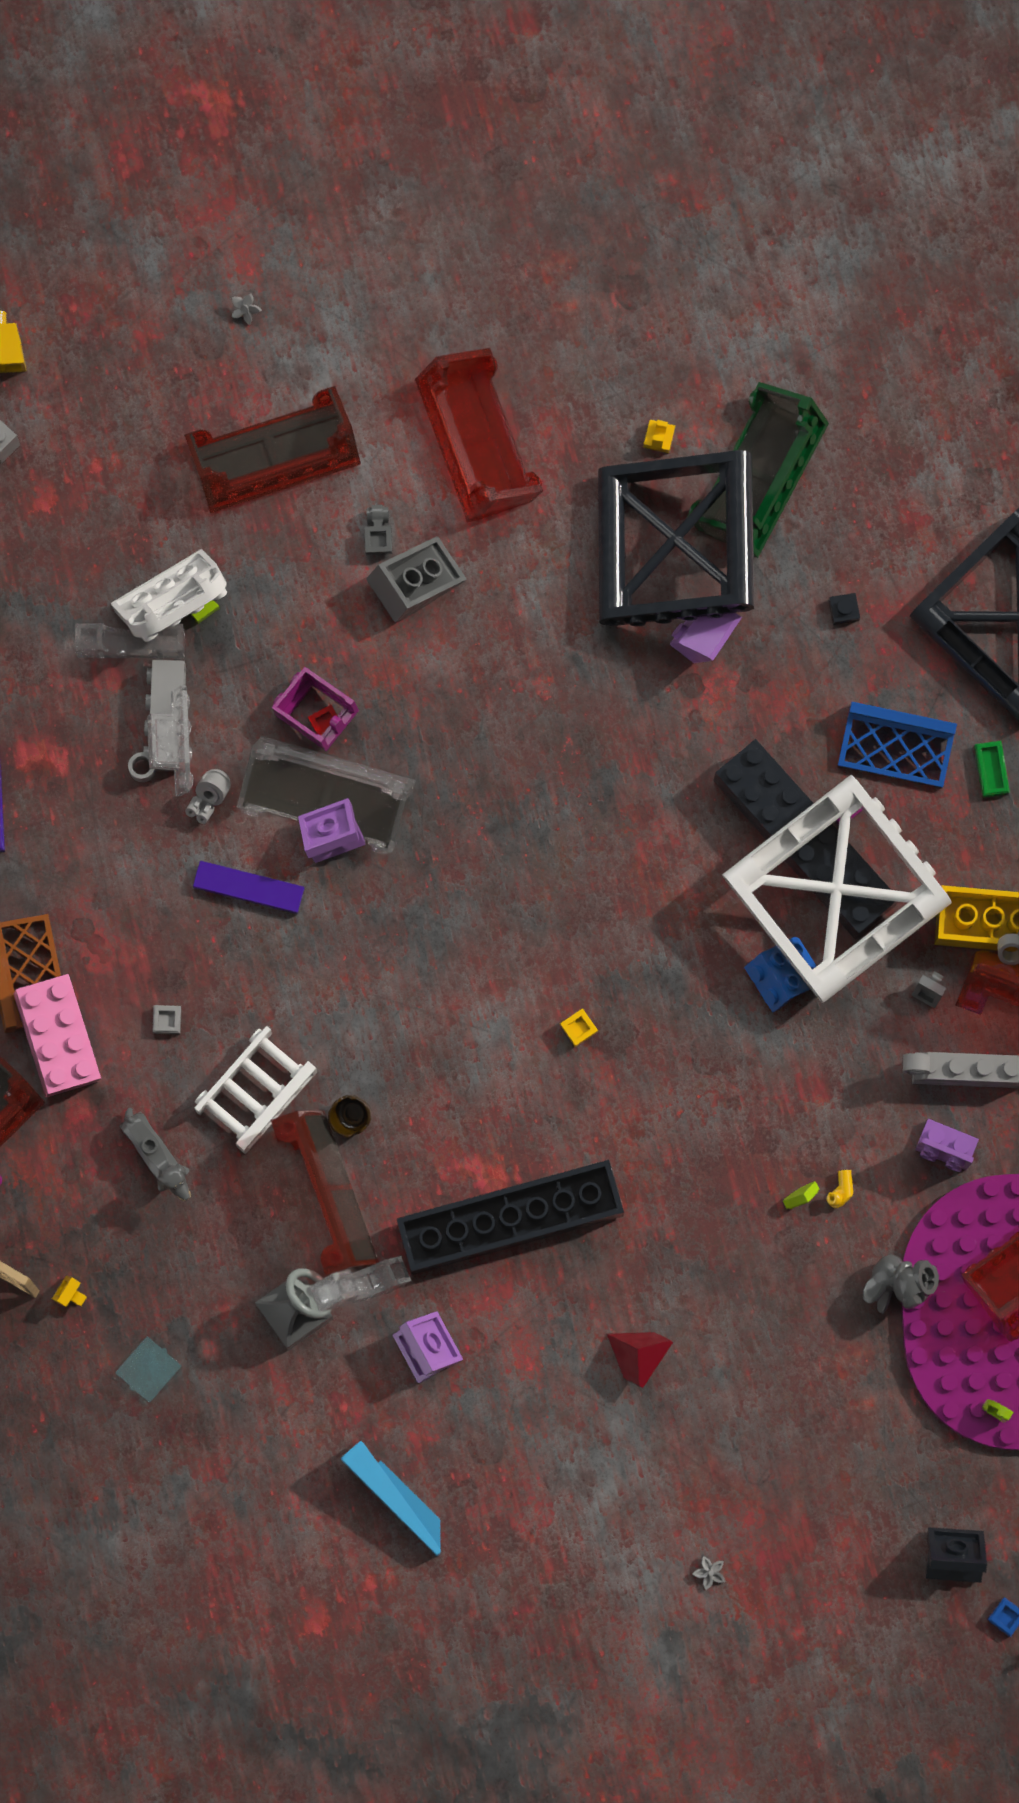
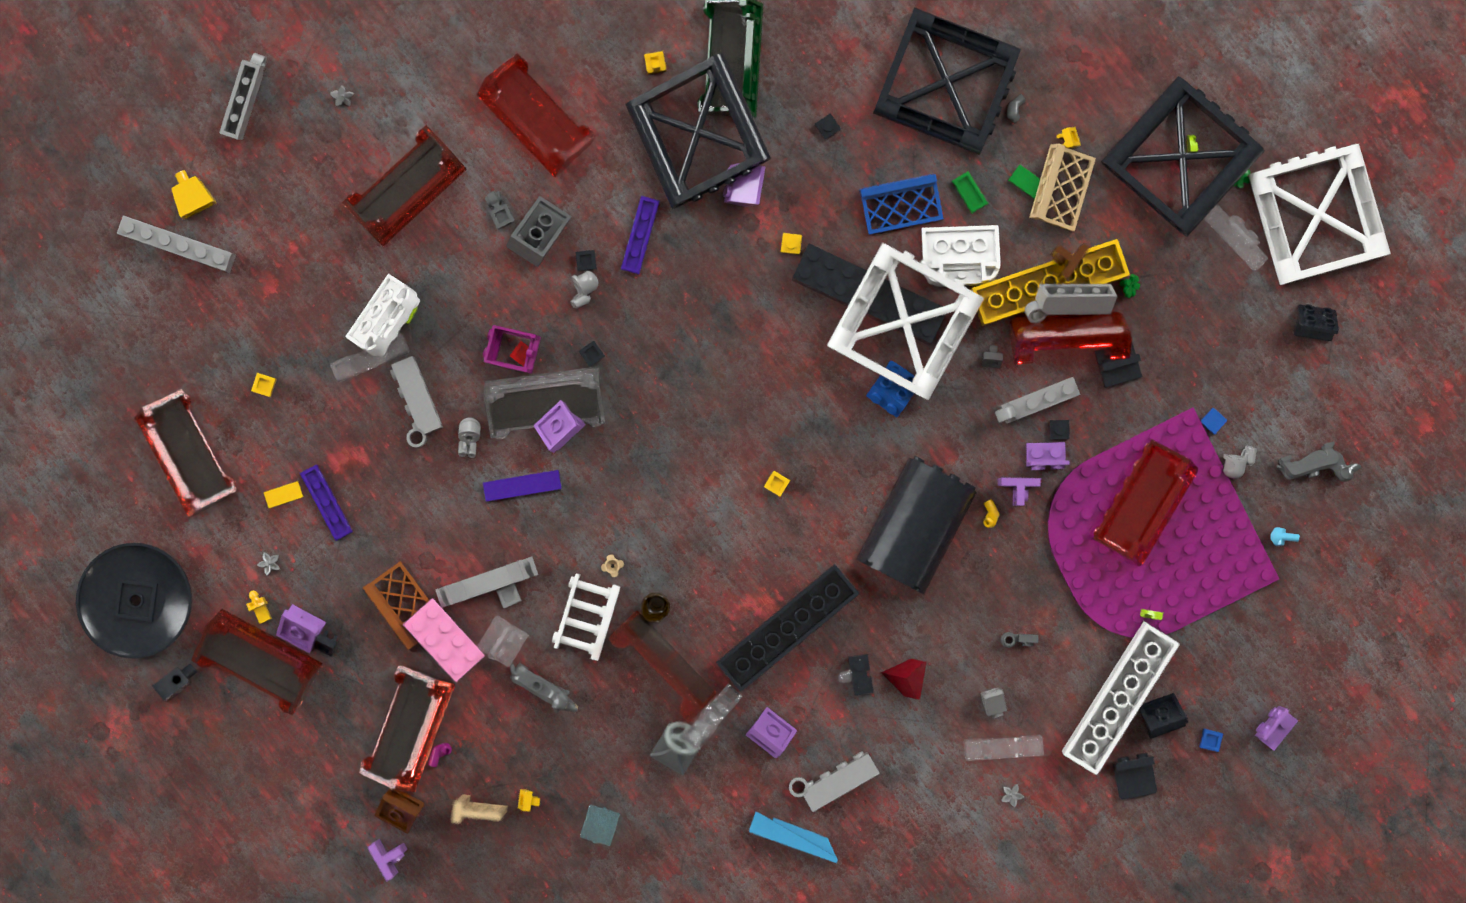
camera: 20 degrees left, 10 degrees up
(121, 254) = (243, 97): none -> light grey hinge
(132, 1073) = (502, 641): none -> clear bracket
(146, 988) = (486, 582): none -> light grey piece
(170, 741) = (428, 415): clear bracket -> none
(318, 1032) = (617, 565): none -> tan plate
(414, 759) = (591, 353): none -> black plate
(444, 669) = (584, 285): none -> light grey piece
(460, 640) = (586, 260): none -> black plate
(487, 1450) = (838, 782): none -> light grey hinge
(543, 640) = (640, 235): none -> dark purple tile
(575, 1319) = (857, 675): none -> black piece
(726, 1501) = (1003, 747): none -> clear arch
(732, 734) = (791, 243): none -> yellow plate
(739, 1435) = (994, 702): none -> light grey slope
(741, 1160) = (917, 524): none -> black cylinder
(801, 1195) = (967, 529): lime tile -> none
(817, 1373) = (1026, 639): none -> dark grey plate
(884, 1618) = (1135, 776): none -> black bracket
(896, 1166) = (1020, 495): none -> medium lavender bracket
(909, 1283) = (1060, 558): dark grey animal -> none
(909, 1501) = (1120, 698): none -> white brick
(951, 838) = (963, 253): none -> white plate
(978, 1120) = (1059, 429): none -> black plate

